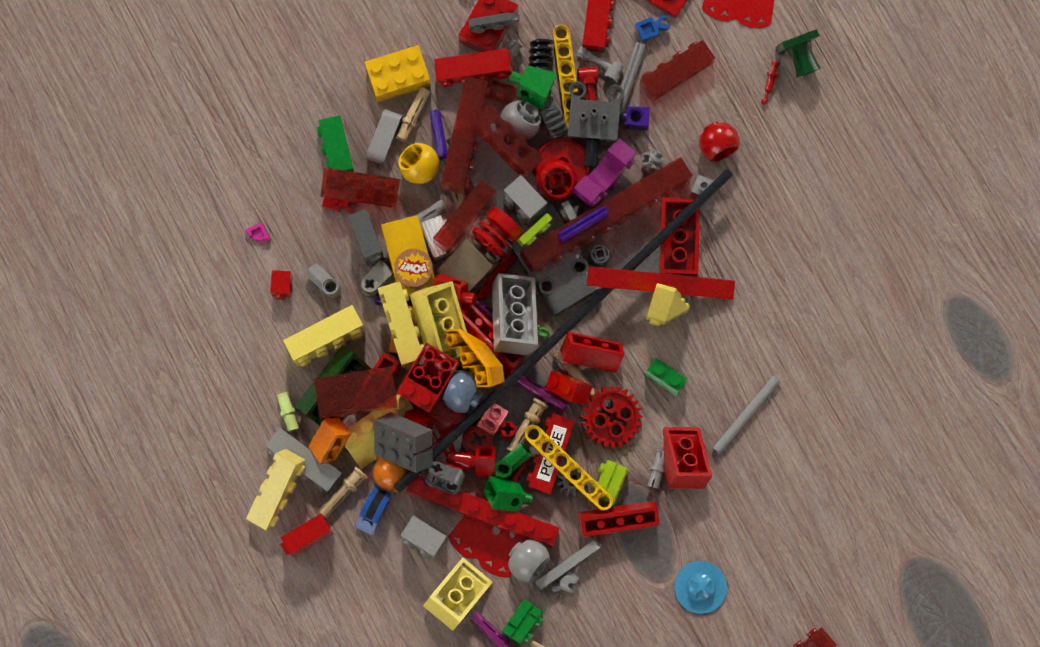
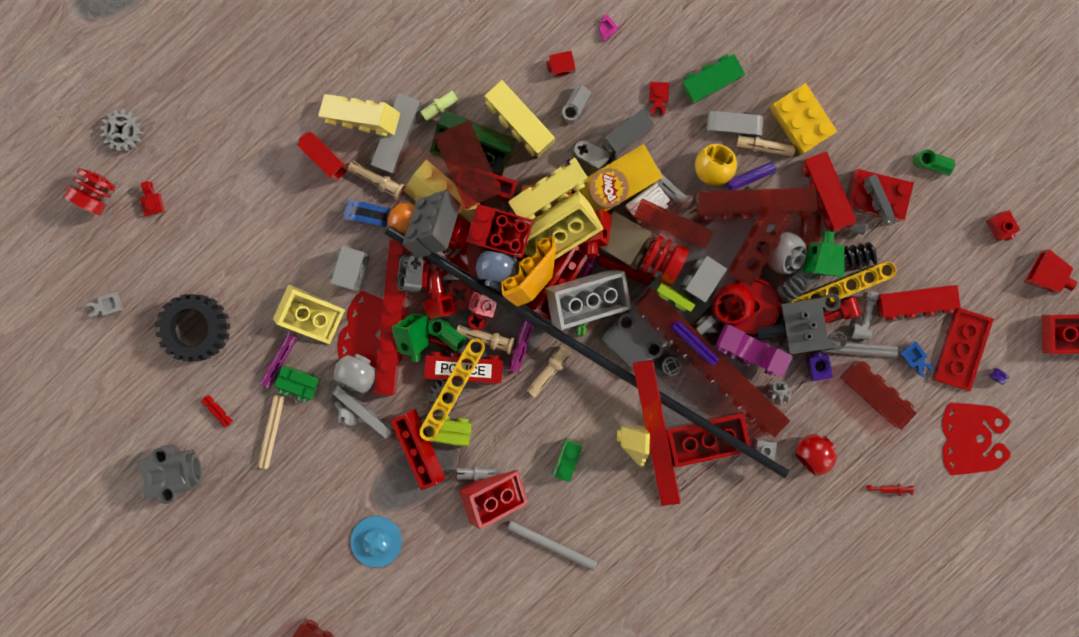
camera: 75 degrees right, 10 degrees up
(329, 440) = (418, 152): orange brick -> none
(360, 187) = (676, 113): clear red brick -> none
(568, 387) = (531, 369): red brick -> none
(592, 352) = (571, 383): red brick -> none
(619, 401) = (497, 412): red gear -> none
(801, 53) = (928, 514): dark green plant -> none

